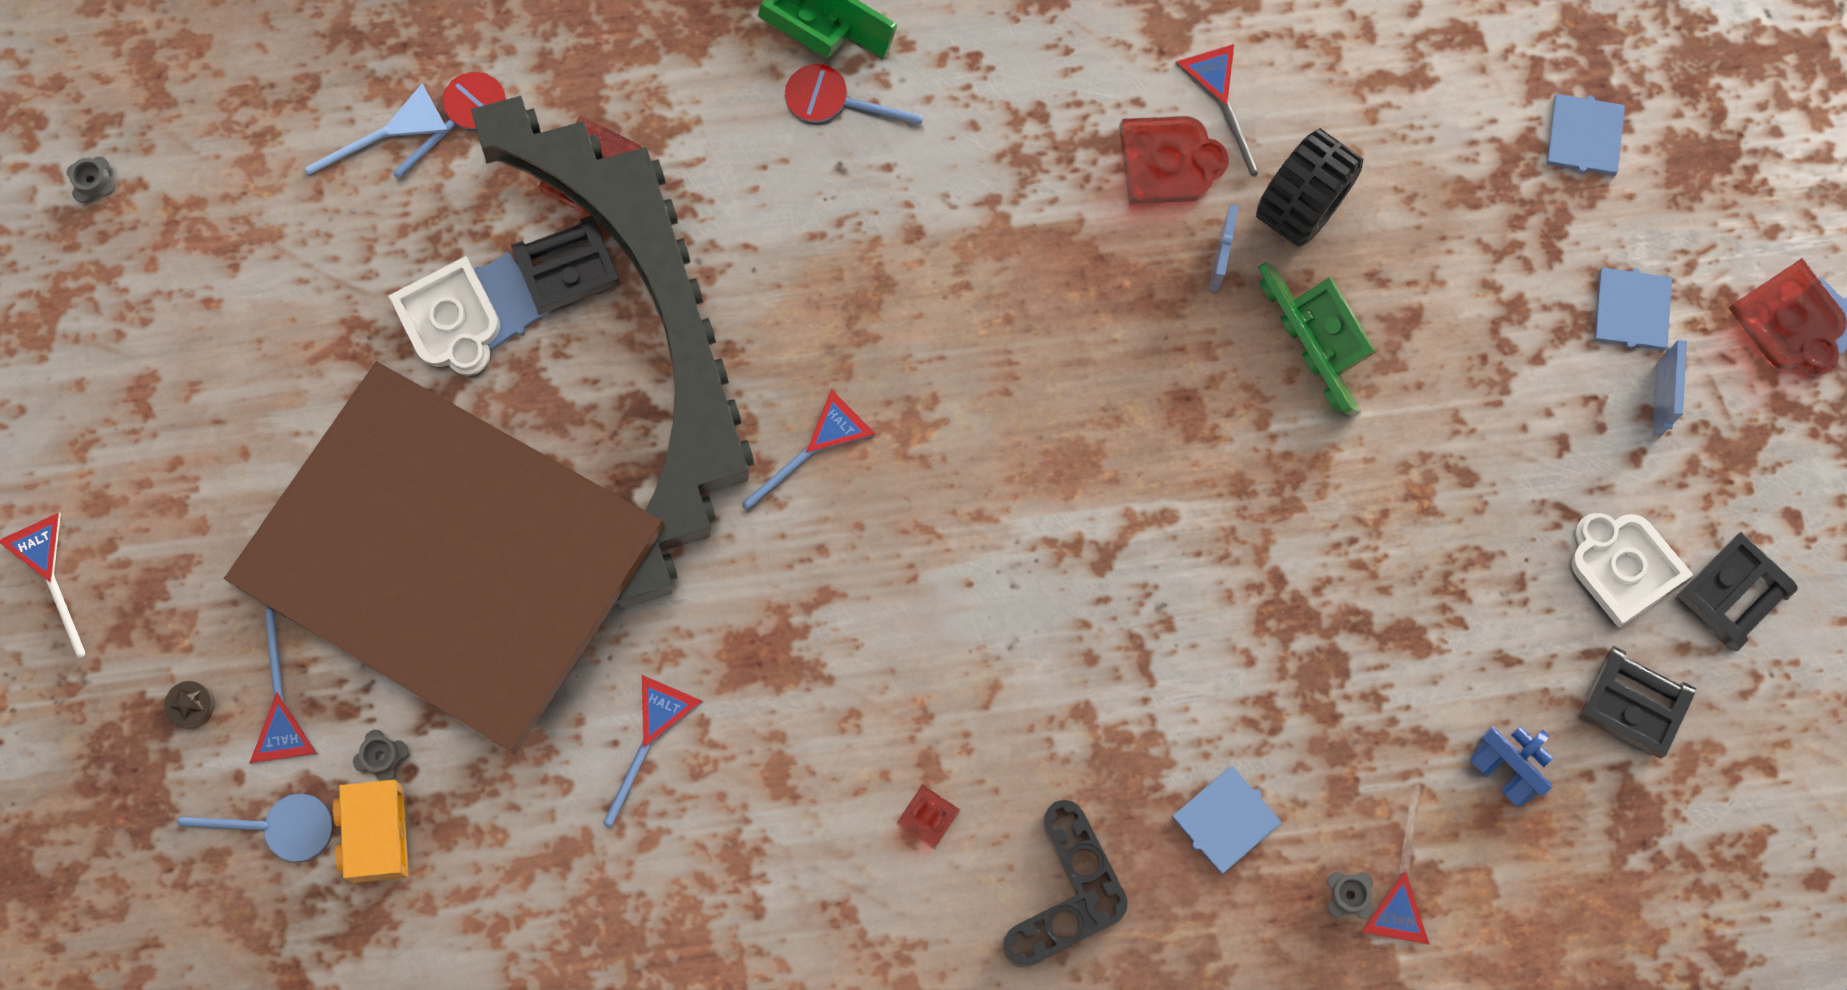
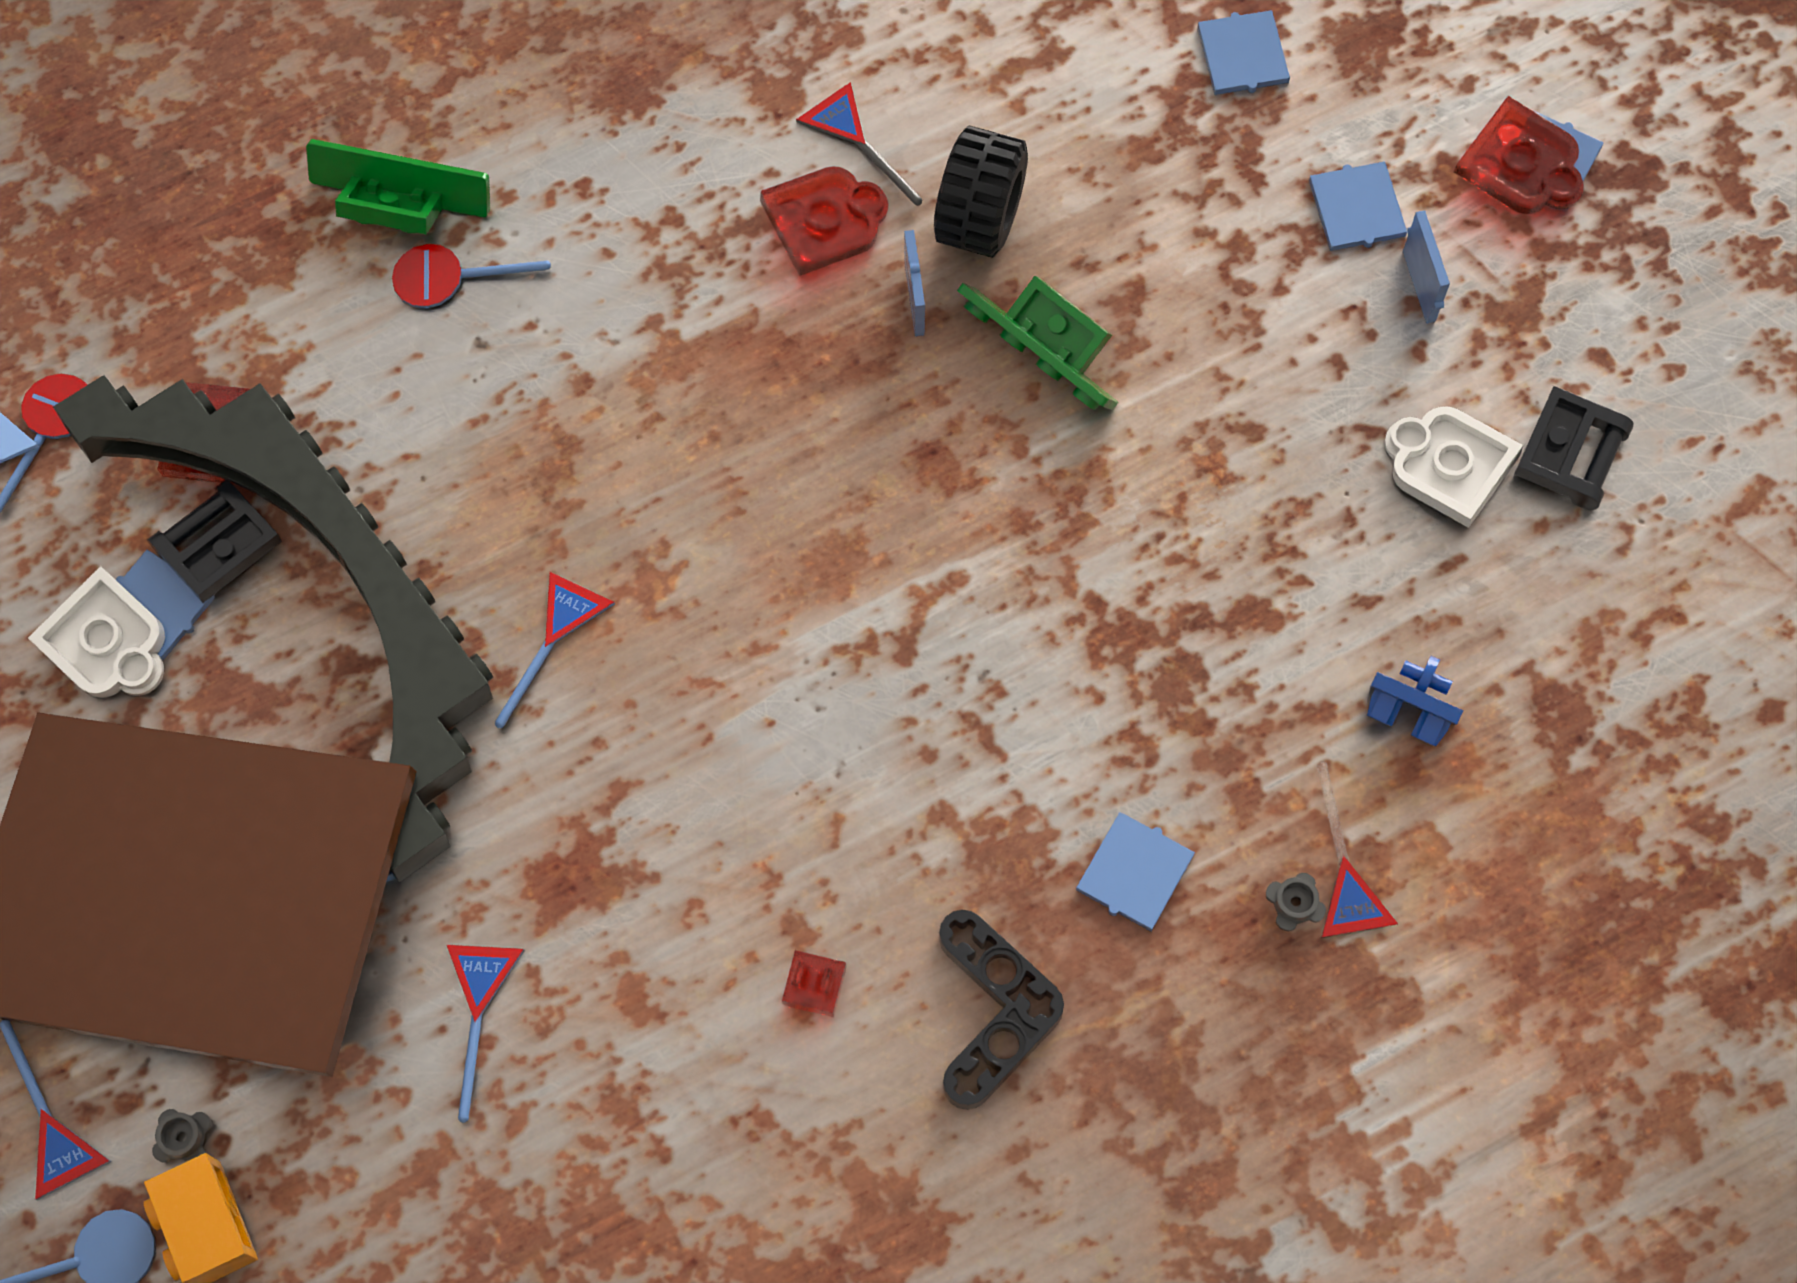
camera: 15 degrees left, 5 degrees down
(1631, 713) = (1516, 609): black plate -> none

